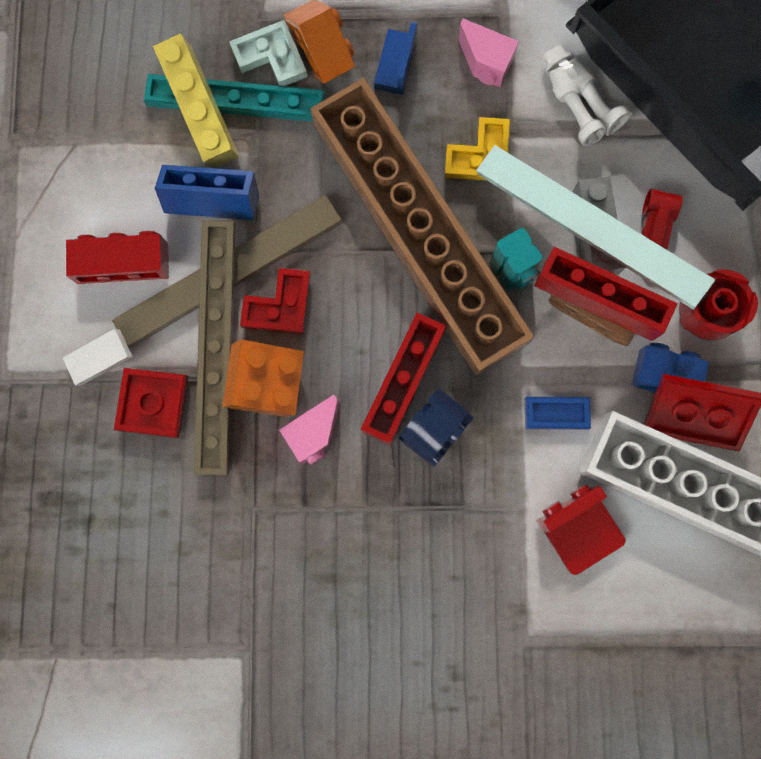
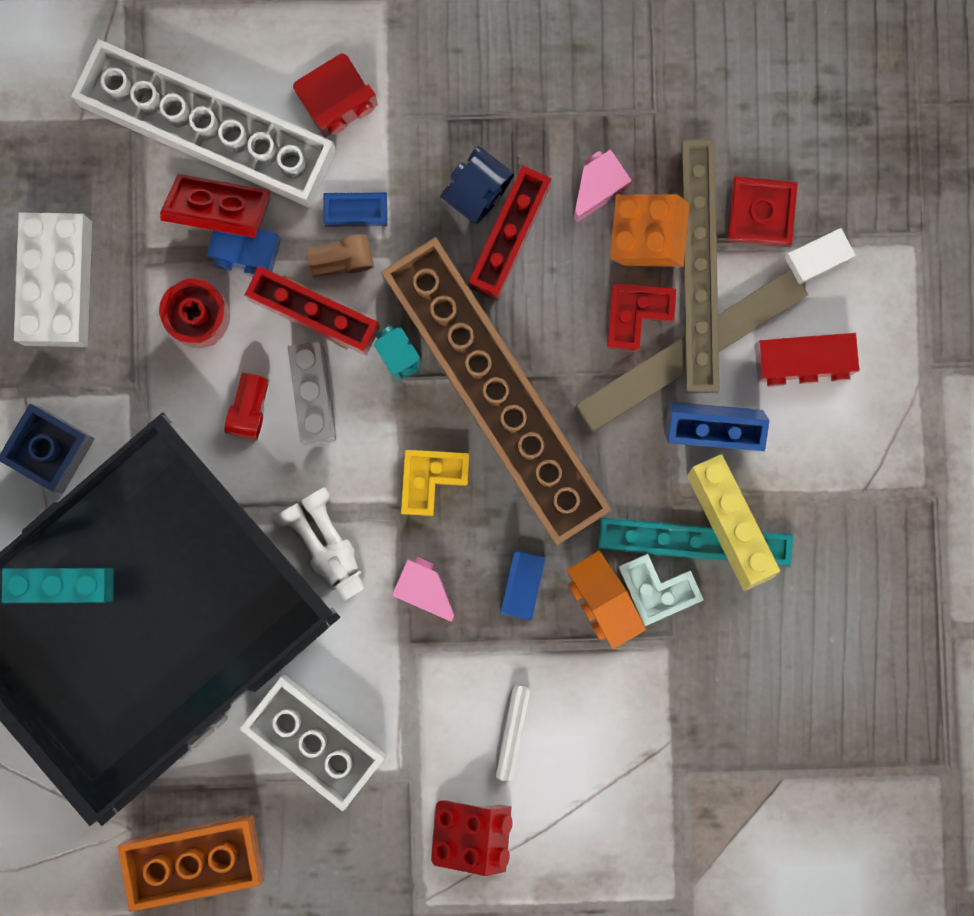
camera: 175 degrees right, 5 degrees up
(563, 364) = (349, 255): none -> medium nougat piece
(596, 227) = (322, 384): light aqua tile -> none

